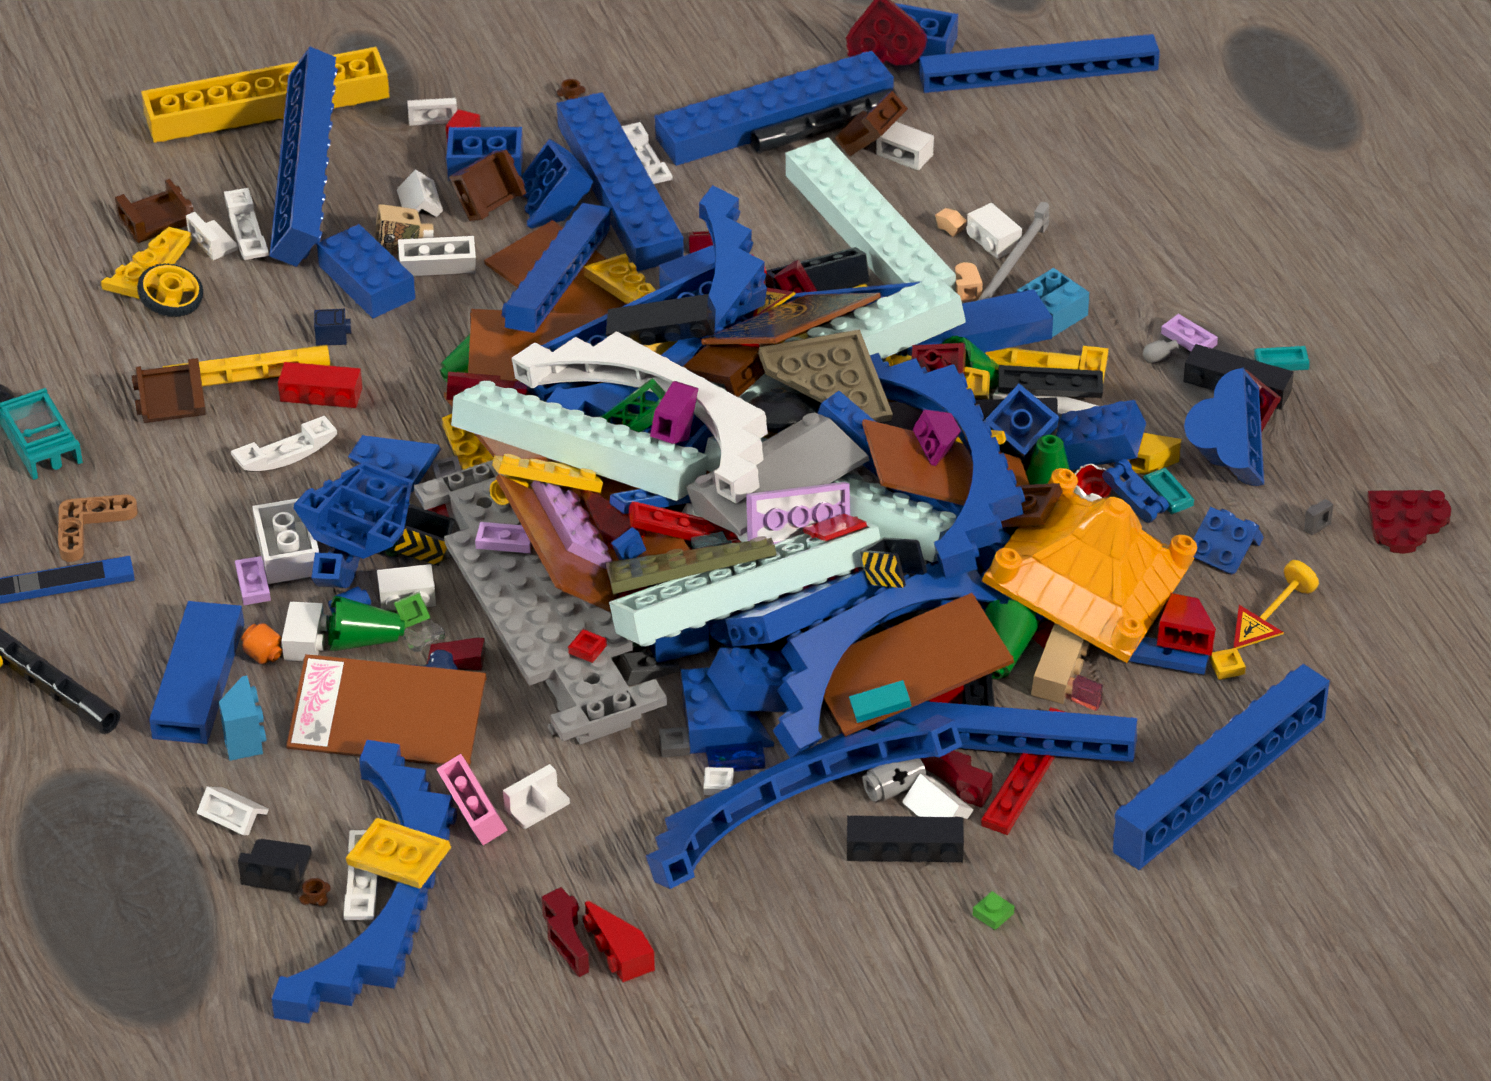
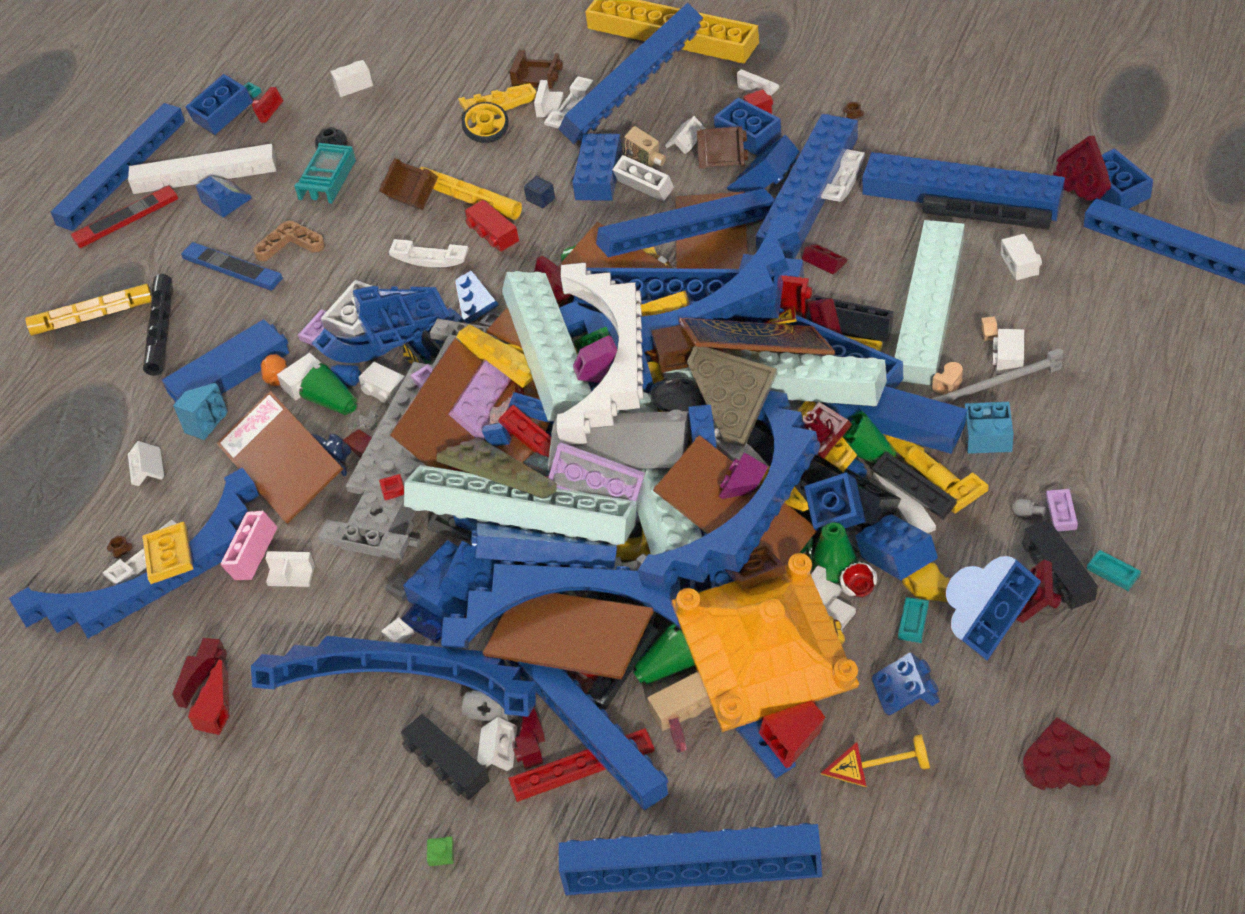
camera: 50 degrees right, 5 degrees up
(274, 865) = (119, 515): black bracket -> none
(412, 609) = (367, 399): bright green plate -> none
(619, 278) = (730, 249): yellow wing -> none
(664, 320) = (670, 292): black brick -> none
(835, 527) = (607, 501): red piece -> none
(869, 127) = (1003, 228): reddish brown panel -> none
(880, 701) = (518, 646): teal tile -> none
(890, 558) = (623, 551): piece -> none
(1135, 491) = (882, 604): blue plate -> none
(1227, 663) = (797, 782): yellow plate -> none
(1318, 516) = (993, 712): flat silver plate -> none

